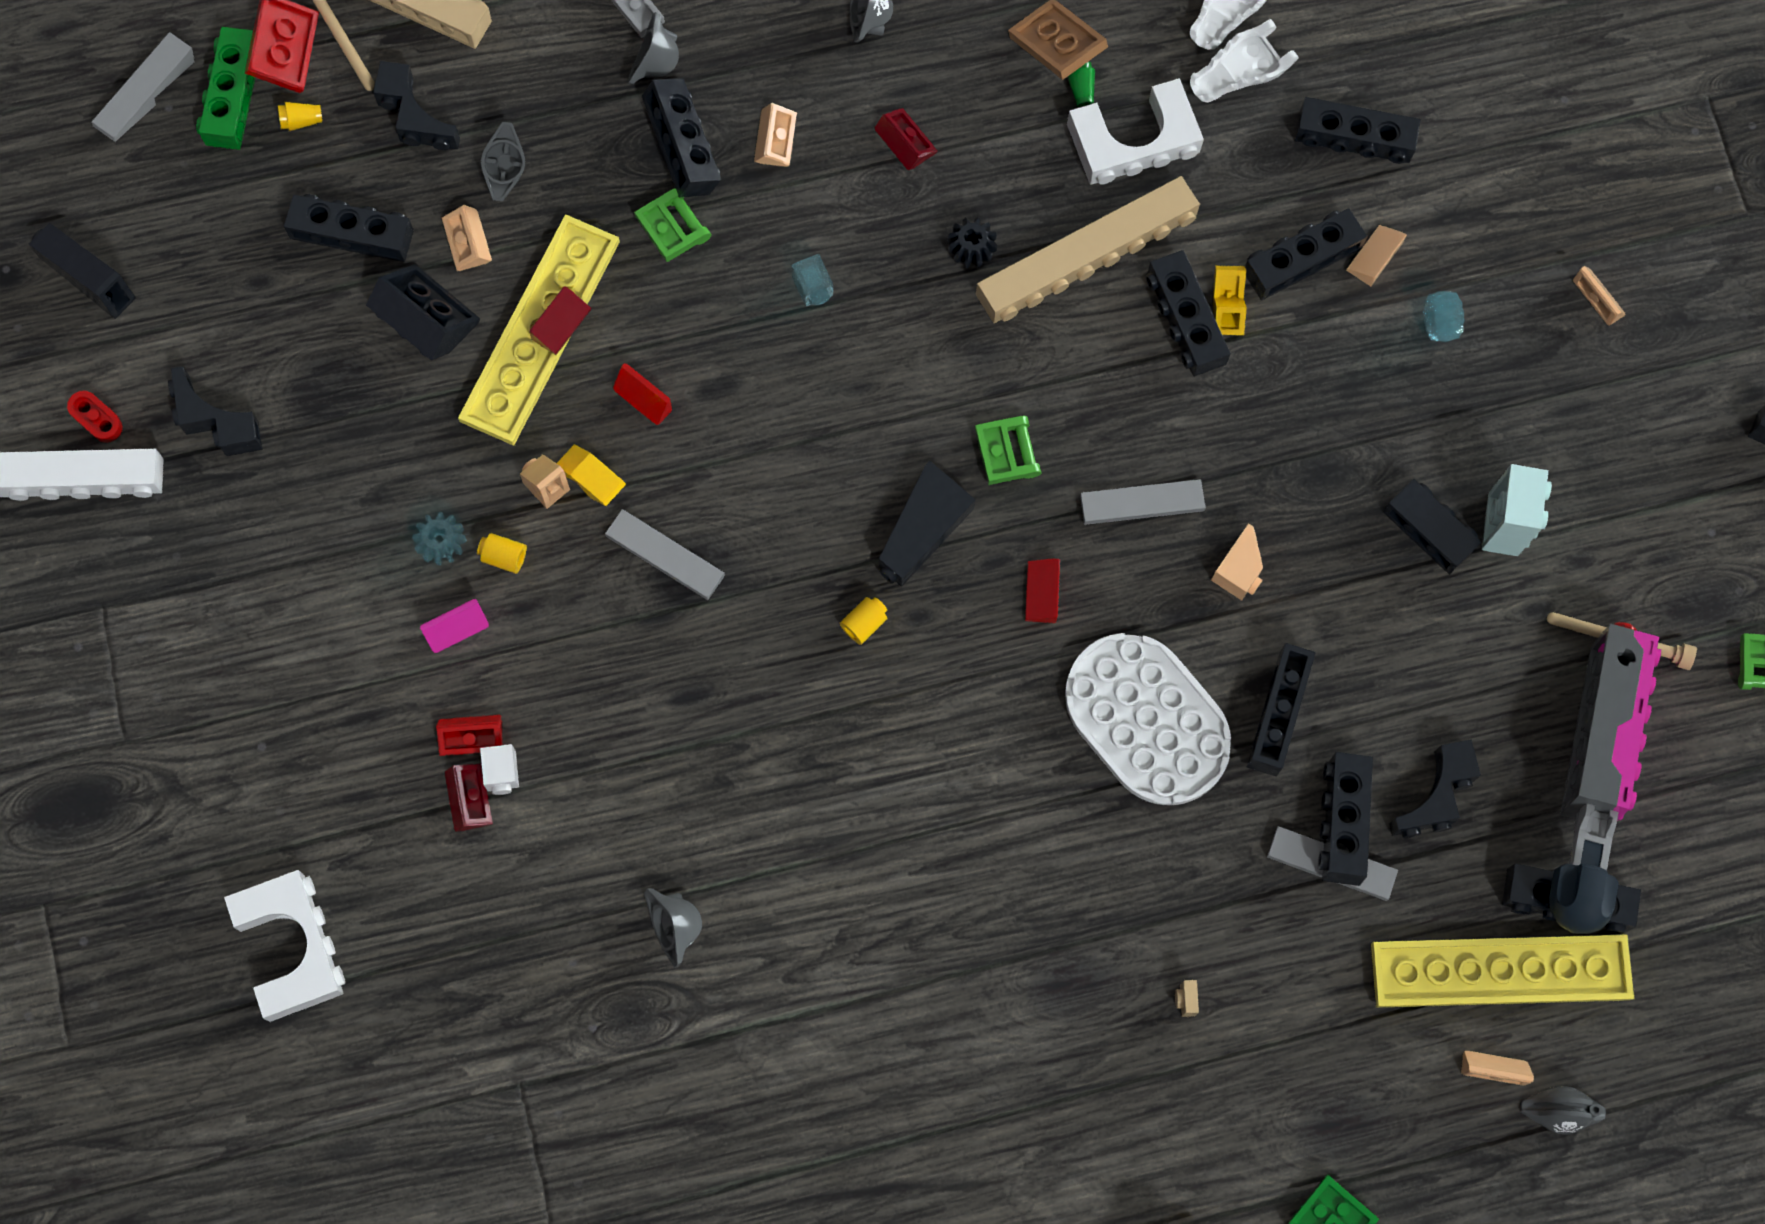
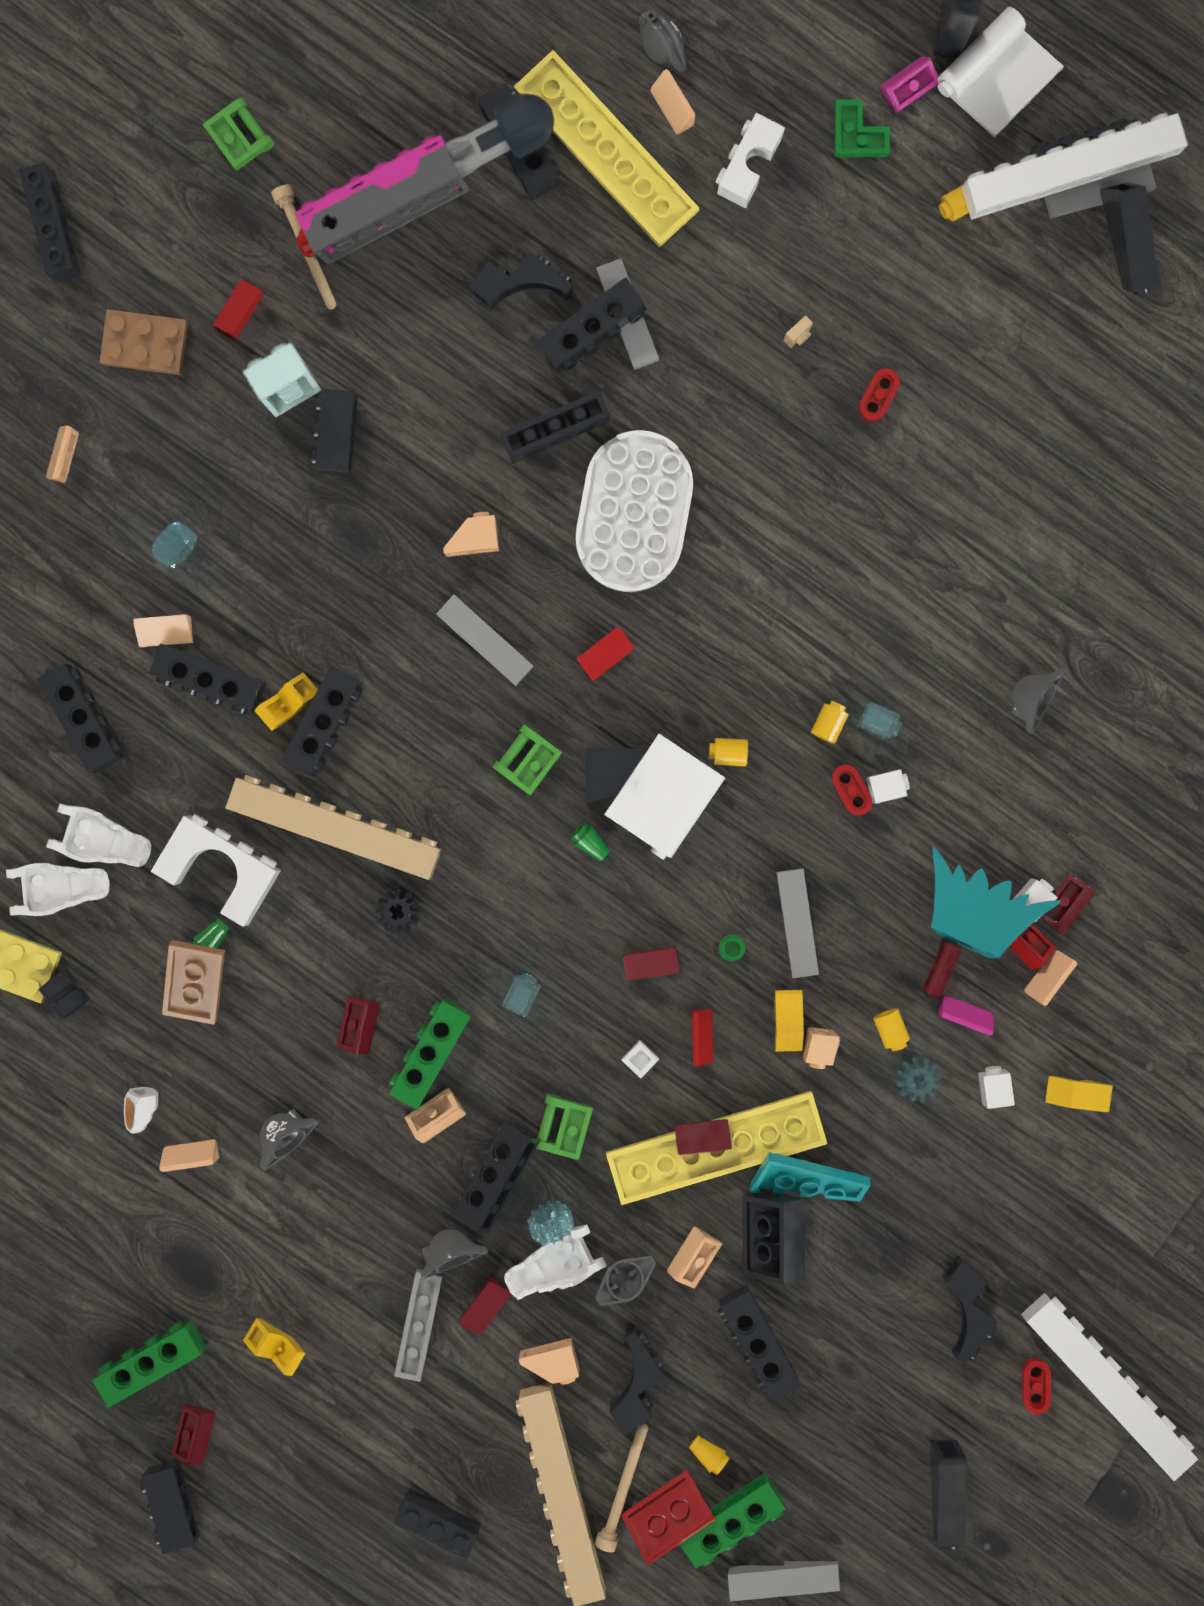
camera: 130 degrees left, 15 degrees up
(295, 661) = (1079, 1094): none -> yellow slope
(370, 596) = (996, 1087): none -> white brick
(419, 725) = (1050, 977): none -> light nougat slope
(441, 379) = (796, 1175): none -> teal wing
(491, 59) = (552, 1361): none -> light nougat slope
(512, 640) = (941, 969): none -> dark red slope
(535, 704) = (978, 916): none -> teal piece
(566, 126) = (554, 1266): none -> white animal
(584, 47) = (484, 1306): none -> dark red slope
(604, 146) = (550, 1223): none -> clear light blue gear
(670, 332) = (640, 1059): none -> white tile
(694, 482) = (731, 947): none -> green plate
(713, 728) = (887, 786): none -> white brick
(739, 692) = (853, 788): none -> red plate
(743, 406) = (650, 963): none -> dark red slope
(775, 770) = (880, 721): none -> clear light blue brick
(813, 726) = (830, 722): none -> yellow brick
(840, 214) = (414, 1092): none -> green brick
(874, 530) = (664, 796): none -> white door
(891, 441) = (589, 841): none -> green cone
(1068, 1023) = (879, 396): none -> red plate
(1401, 1114) = (759, 139): none -> white arch
(1611, 538) = (238, 308): none -> red slope
(1645, 438) = (144, 342): none -> medium nougat plate

